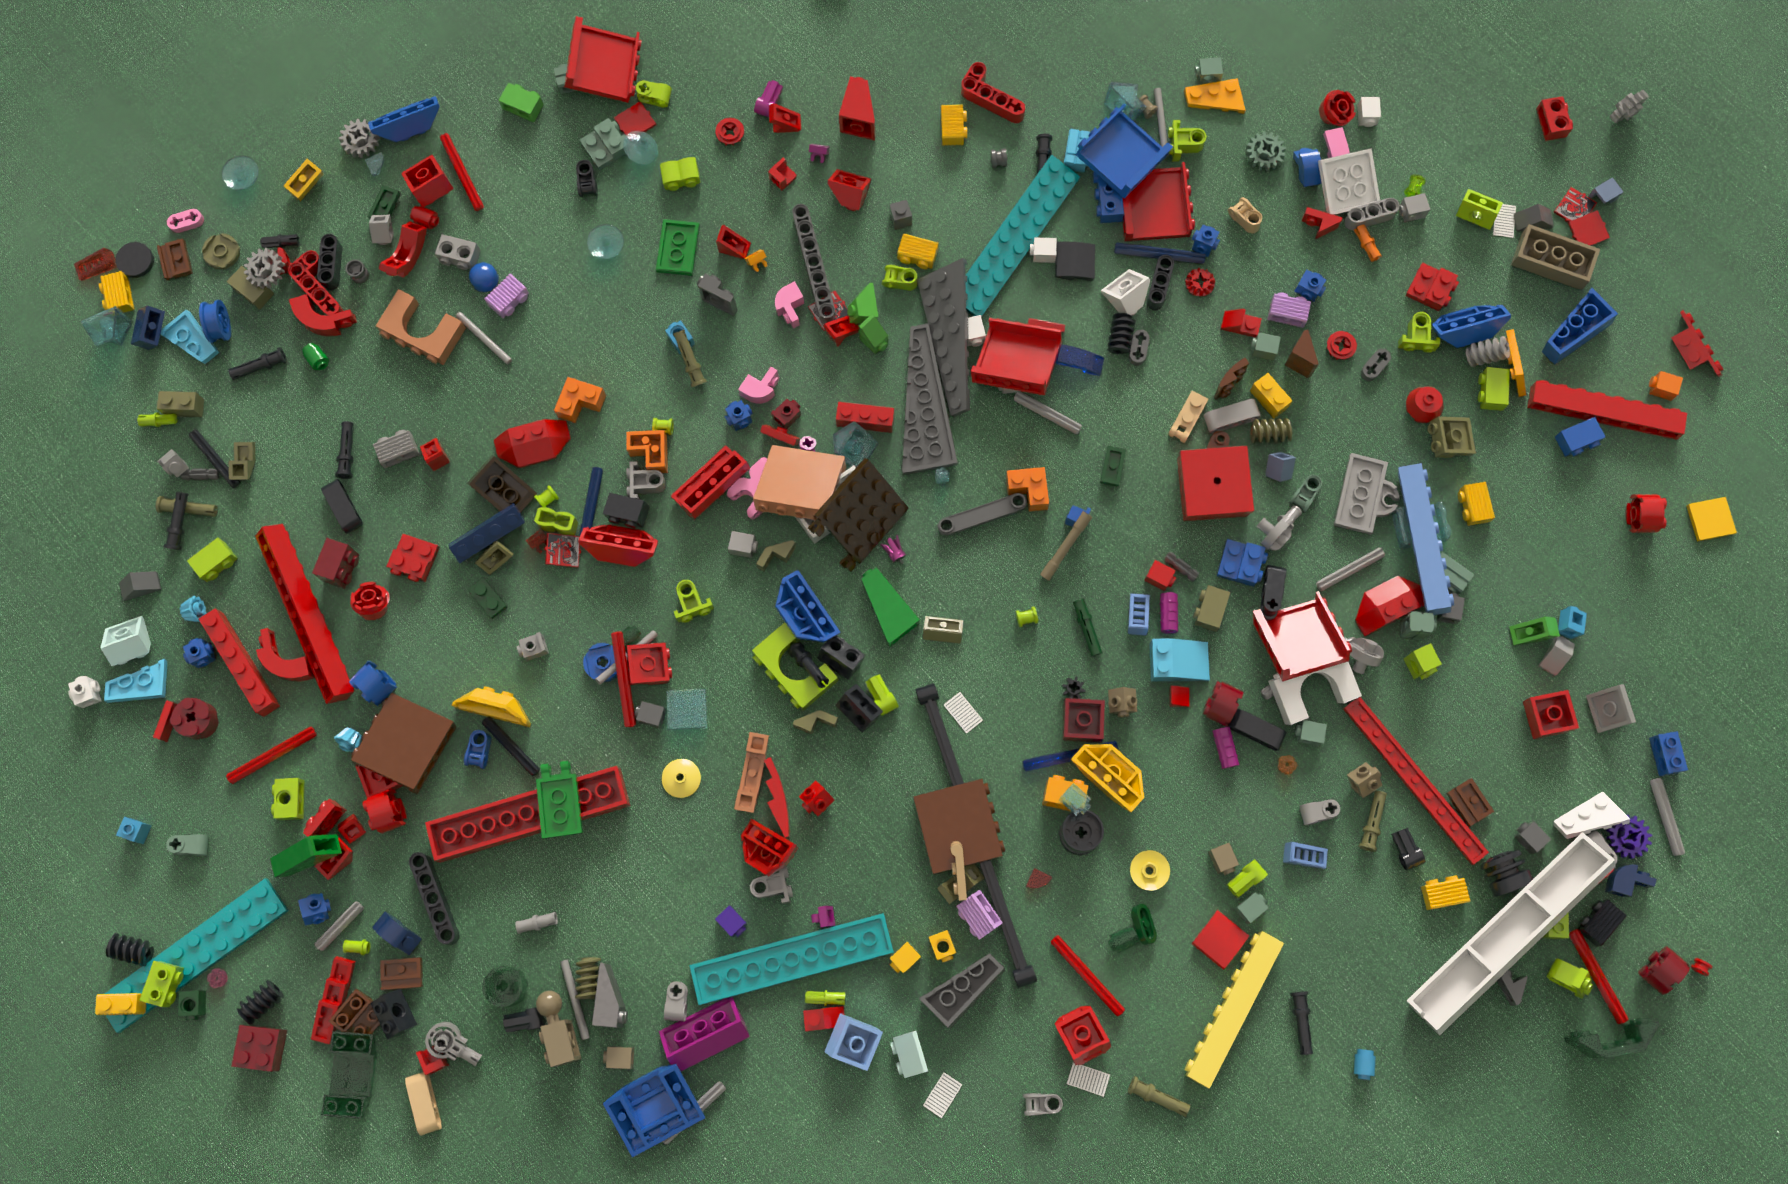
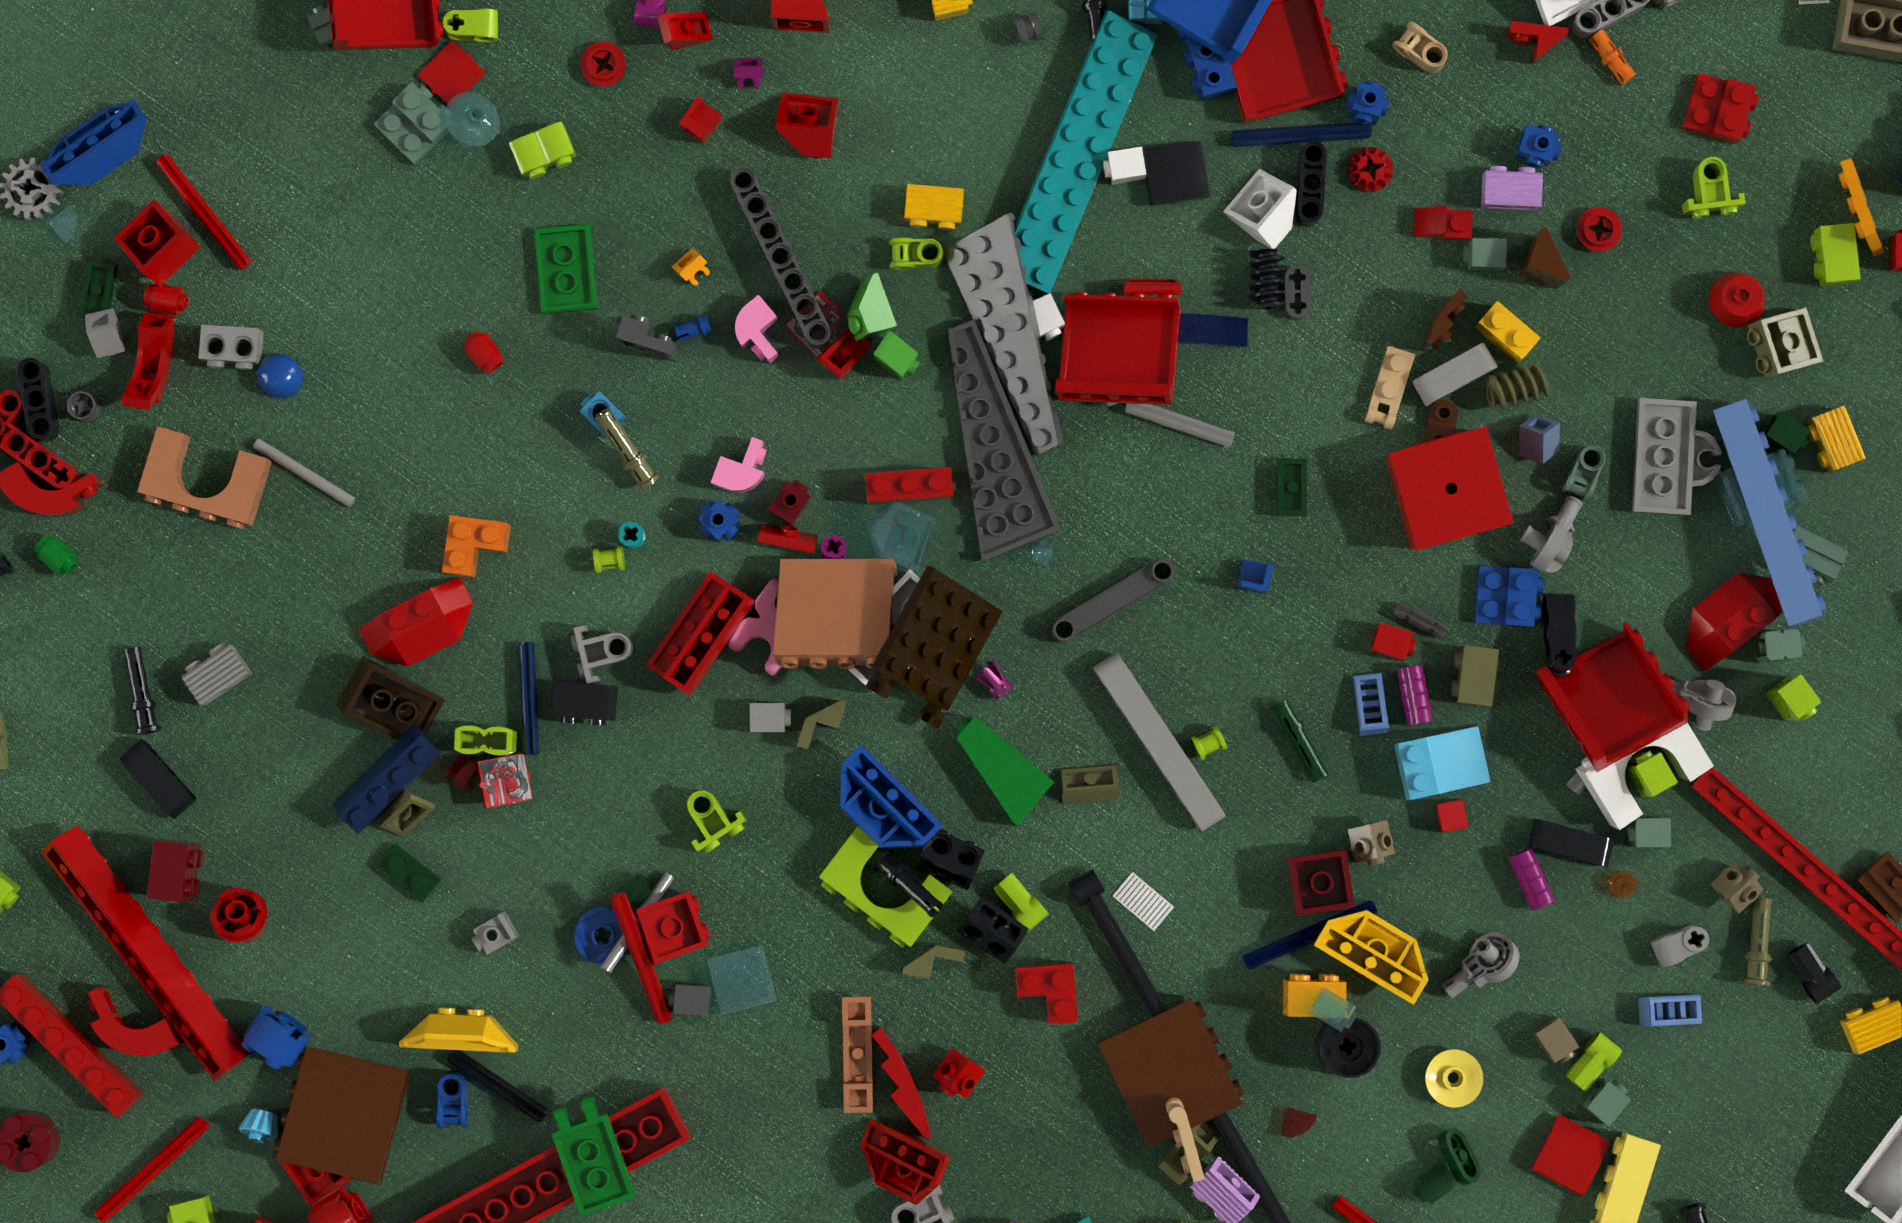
camera: 15 degrees left, 10 degrees up
(412, 558) = (283, 836): red plate -> none
(434, 454) = (274, 670): red slope -> none
(507, 296) = (325, 401): lavender brick -> none
(521, 102) = (268, 79): bright green brick -> none
(546, 497) = (460, 704): lime bush -> none
(586, 181) = (401, 193): black piece -> none
(602, 235) = (443, 274): clear light blue dish -> none
(614, 286) = (483, 352): none -> red brick
(618, 544) = (586, 755): red wedge -> none
(649, 444) = (602, 594): orange brick -> none
(679, 419) = (641, 535): none -> teal bush
(688, 785) = (758, 1065): light yellow dish -> none
(732, 243) = (650, 248): red slope -> none
(749, 296) = (693, 328): none -> blue pin
(892, 751) = (1055, 982): none -> red brick
(900, 214) = (896, 151): dark grey brick -> none
(994, 610) = (1159, 742): none -> light grey beam
(1032, 483) = (1181, 540): orange brick -> none
(1068, 688) = (1301, 843): black gear -> none
(1078, 527) = (1259, 599): dark tan piece -> none
(1184, 796) = (1485, 963): none -> light grey pin
(1223, 703) = (1516, 818): dark red brick -> none
(1318, 692) = (1650, 773): none -> lime brick
(1350, 569) = (1667, 575): light grey axle -> none
(1378, 366) = (1649, 246): dark grey beam -> none
(1445, 492) = (1786, 434): none -> dark green brick
(1456, 611) = (1831, 598): dark grey brick -> none
(1471, 324) = (1785, 160): blue wedge -> none
(1488, 352) = (1819, 202): light grey piece -> none

